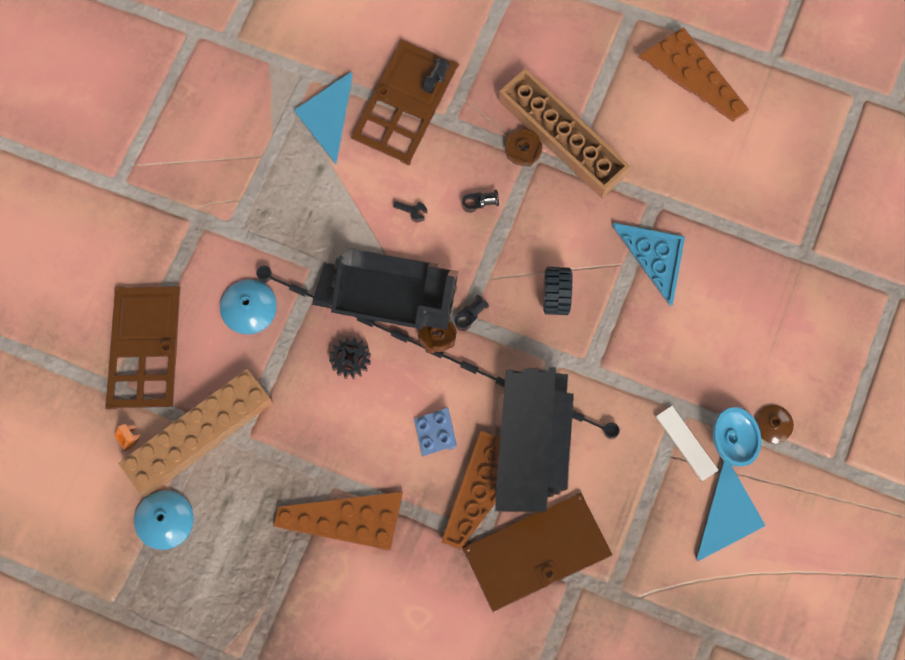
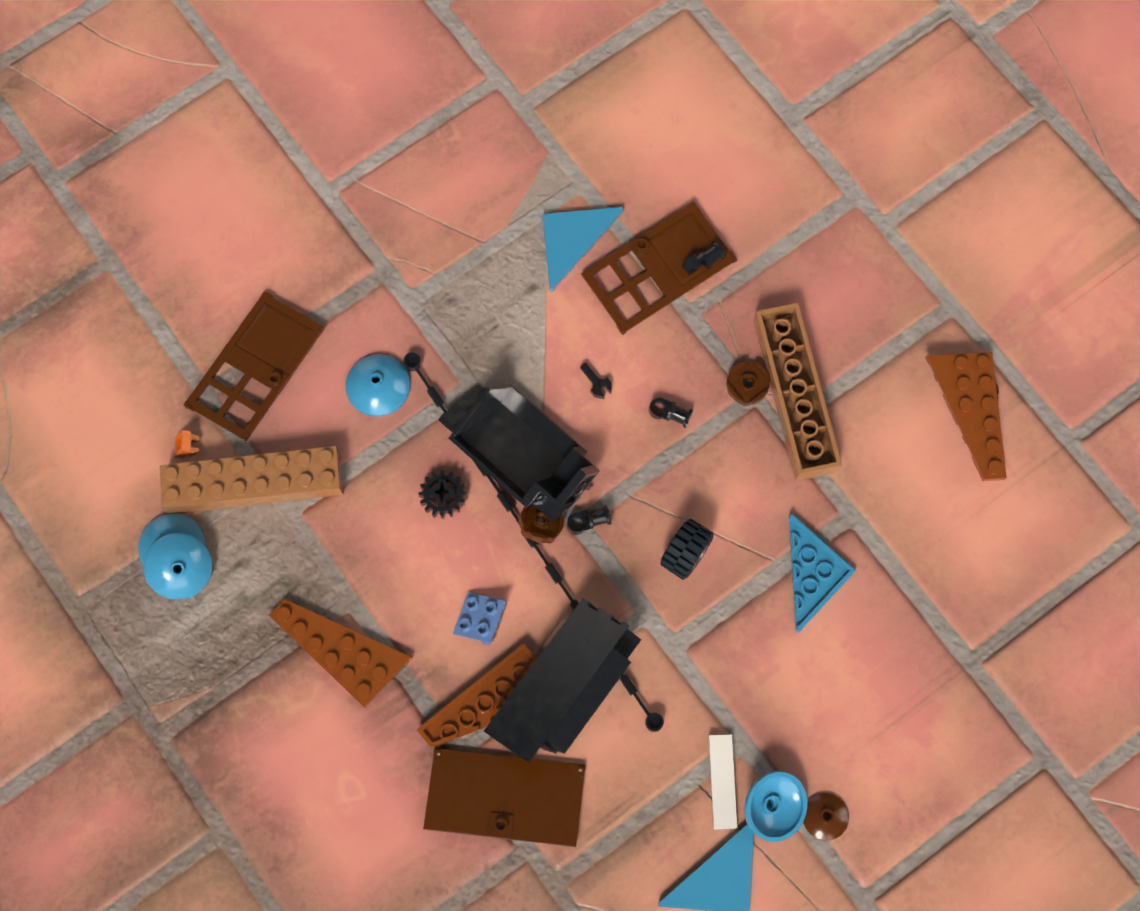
camera: 30 degrees right, 0 degrees up
(166, 527) = (177, 550): none -> dark azure dish

